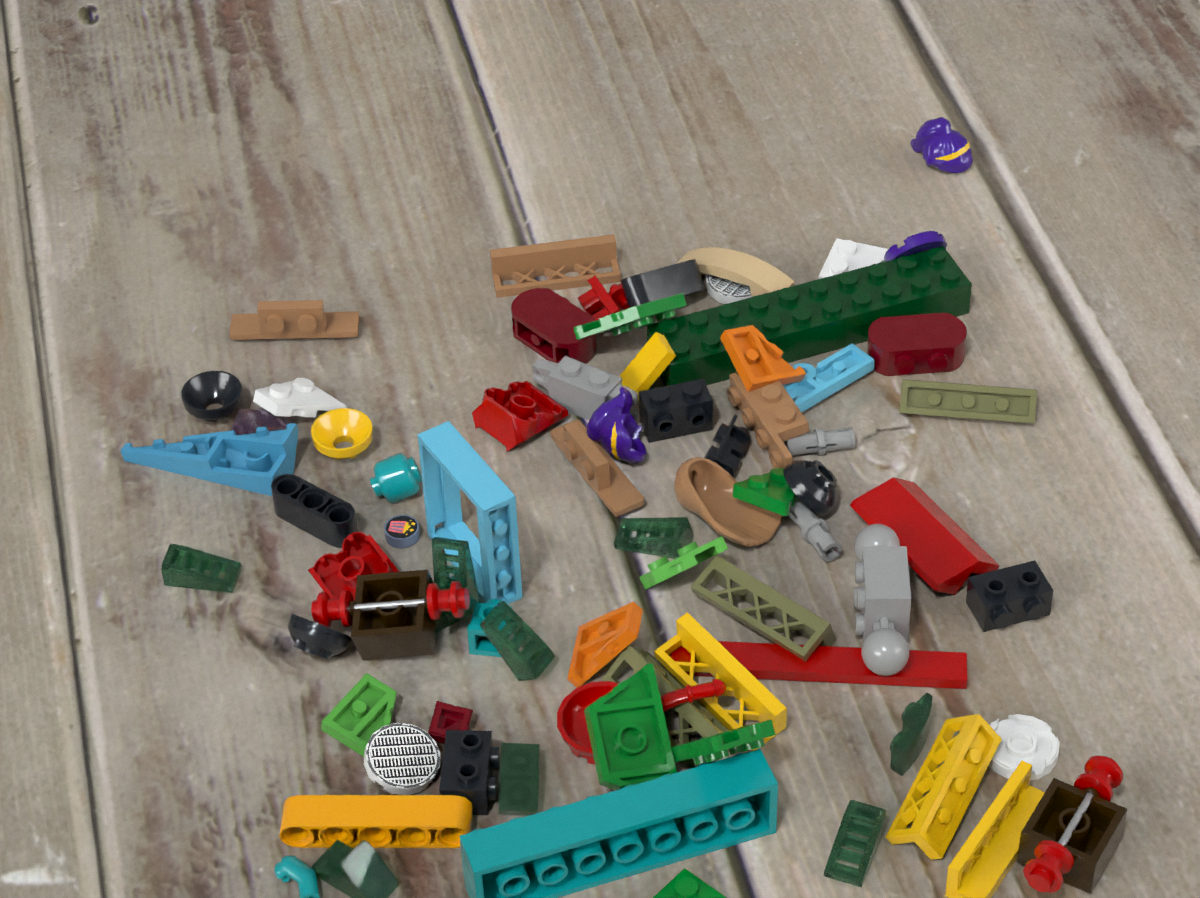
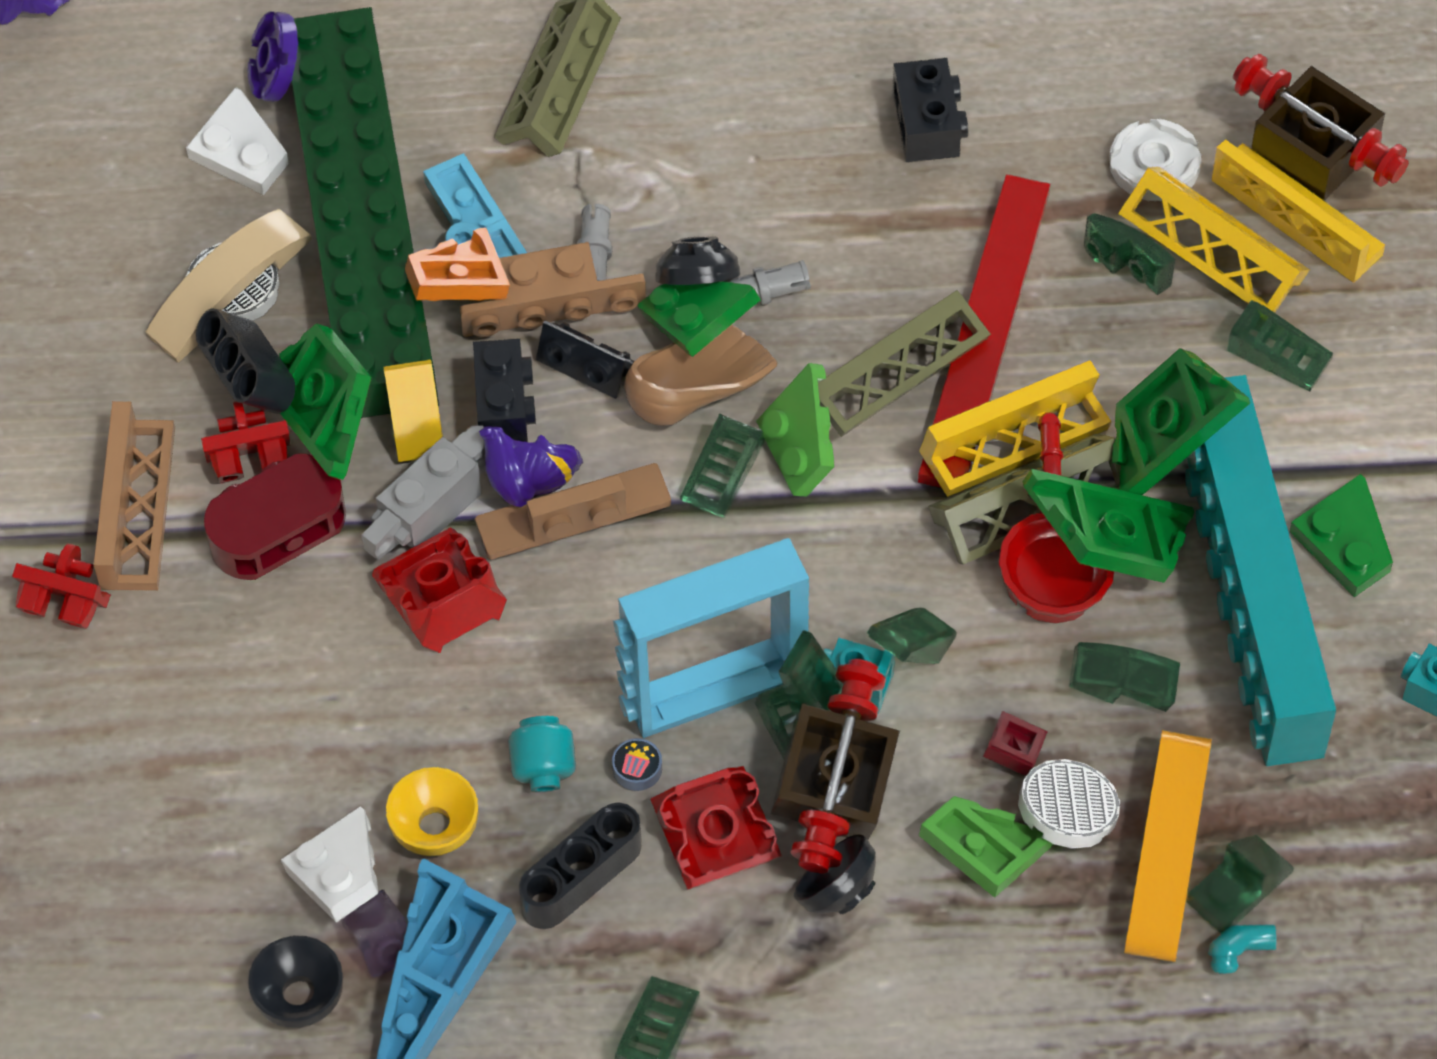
camera: 80 degrees left, 15 degrees up
(293, 320) = (150, 863): medium nougat bracket -> none
(469, 767) = (1107, 730): black brick -> none
(476, 249) = (80, 596): none -> red hips
(603, 640) = (921, 543): orange wing -> none
(882, 598) = (924, 227): light grey brick -> none
(917, 344) = (444, 101): dark red brick -> none
(934, 541) = (801, 172): red slope -> none

